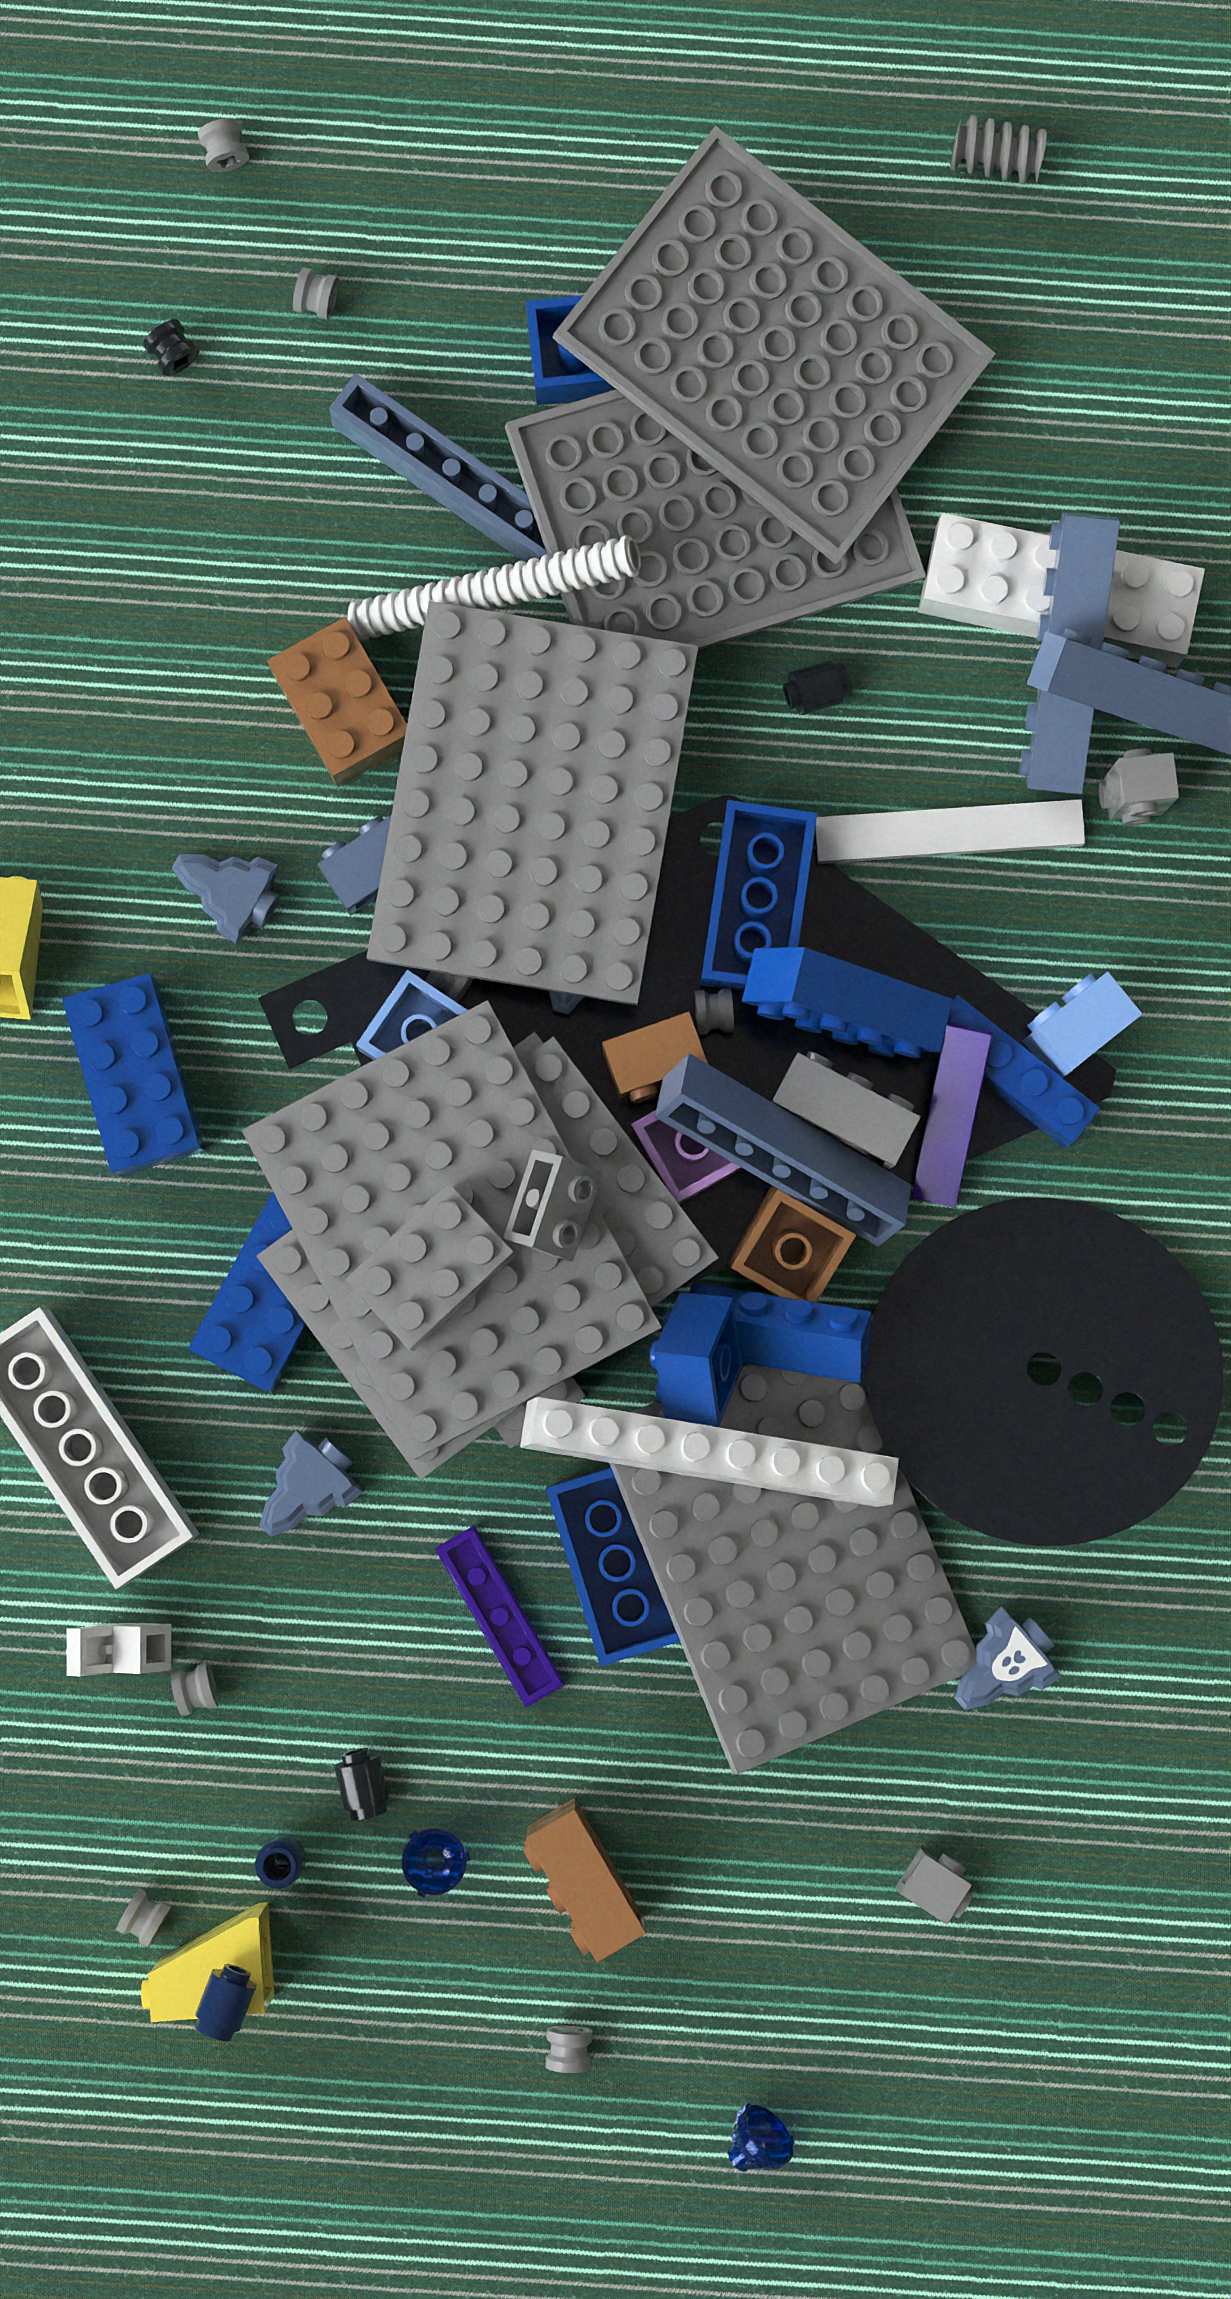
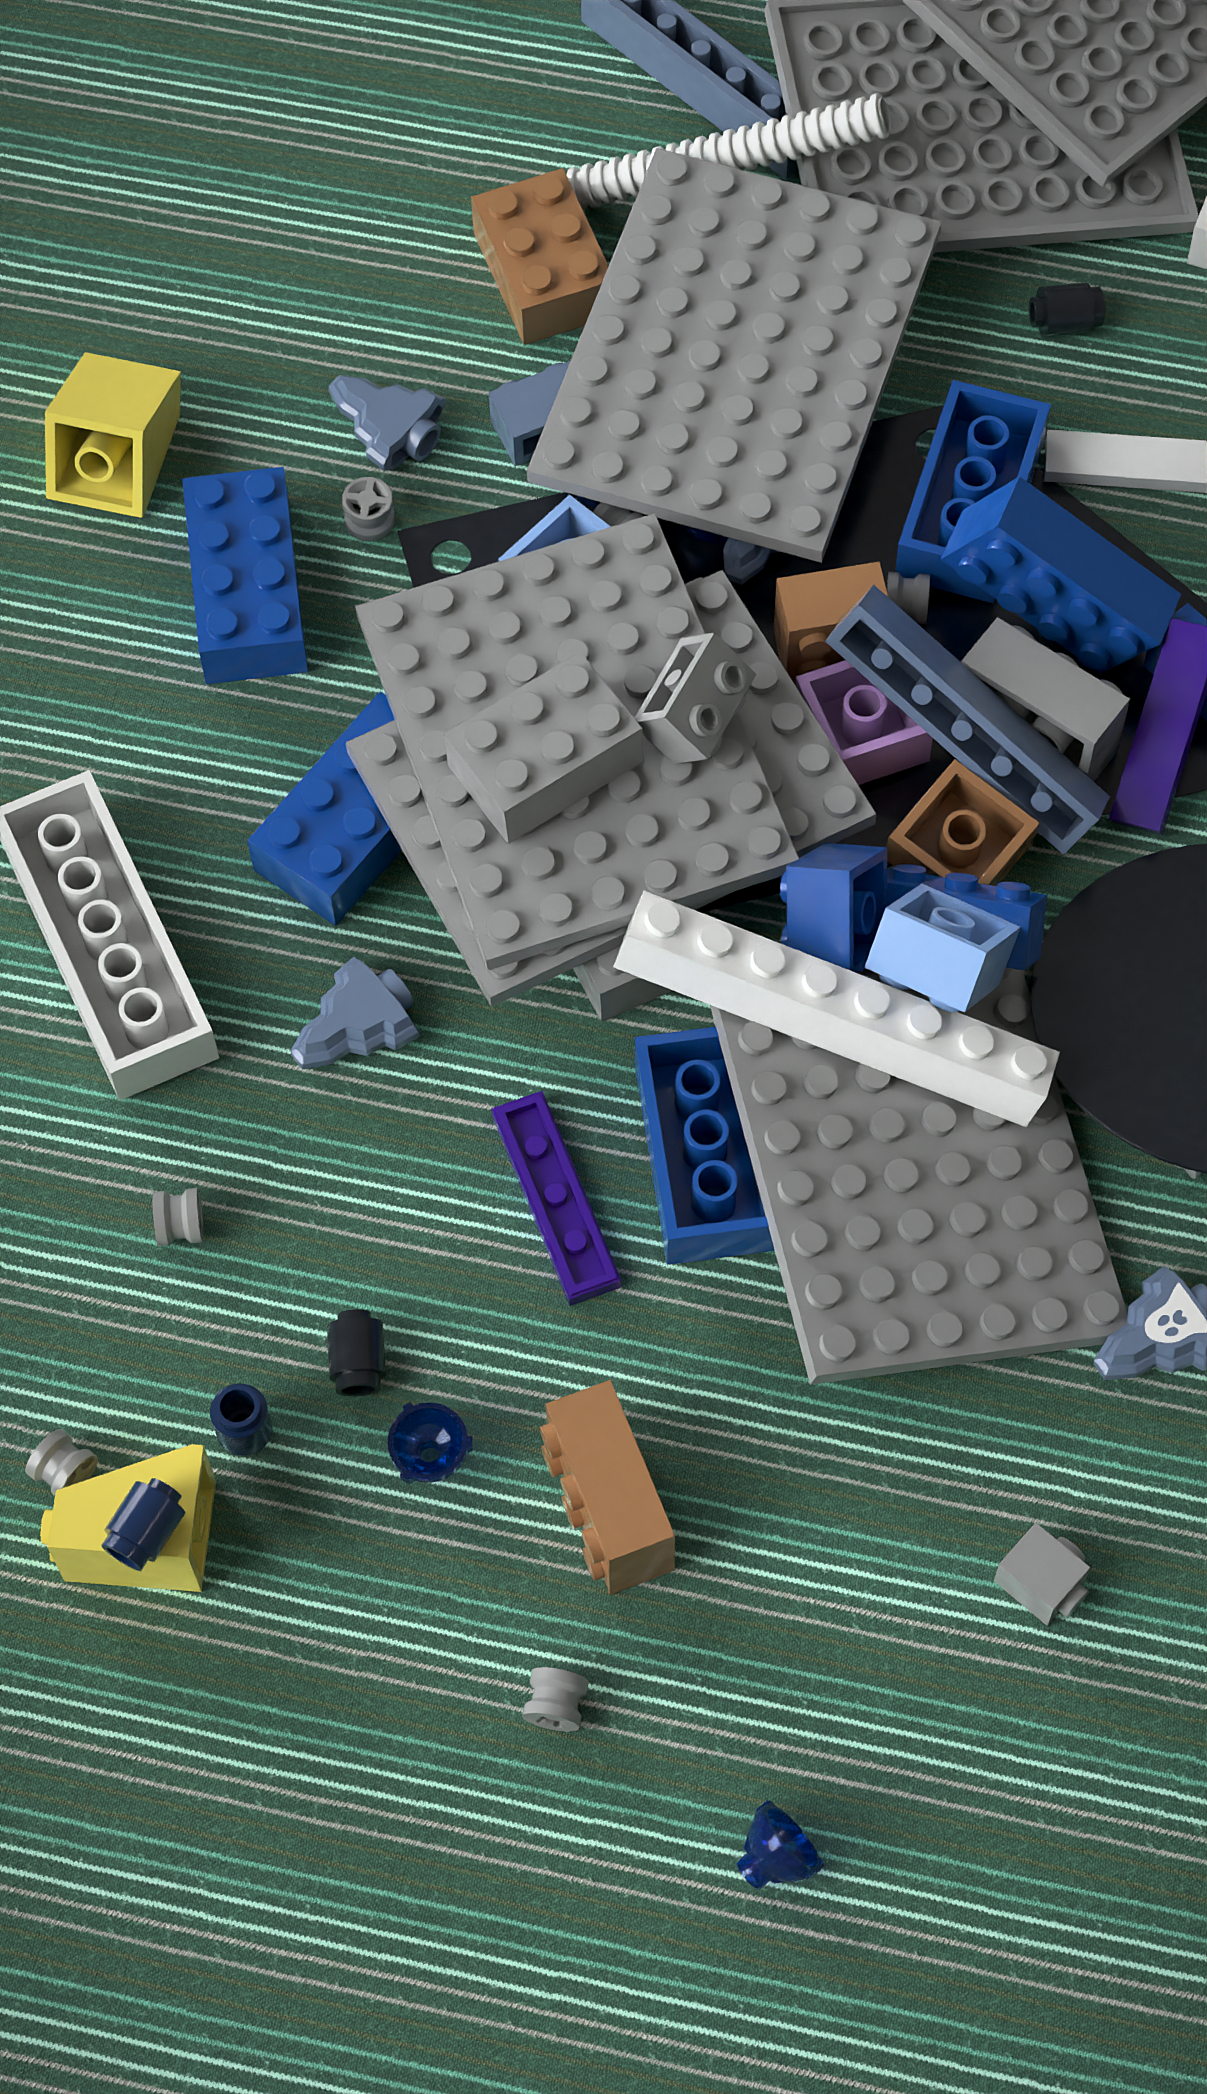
camera: 15 degrees right, 20 degrees down
(118, 1648) = (98, 1160): white brick -> none
(221, 979) = (358, 500): none -> light grey wheel
(791, 1388) = (941, 948): none -> light blue brick

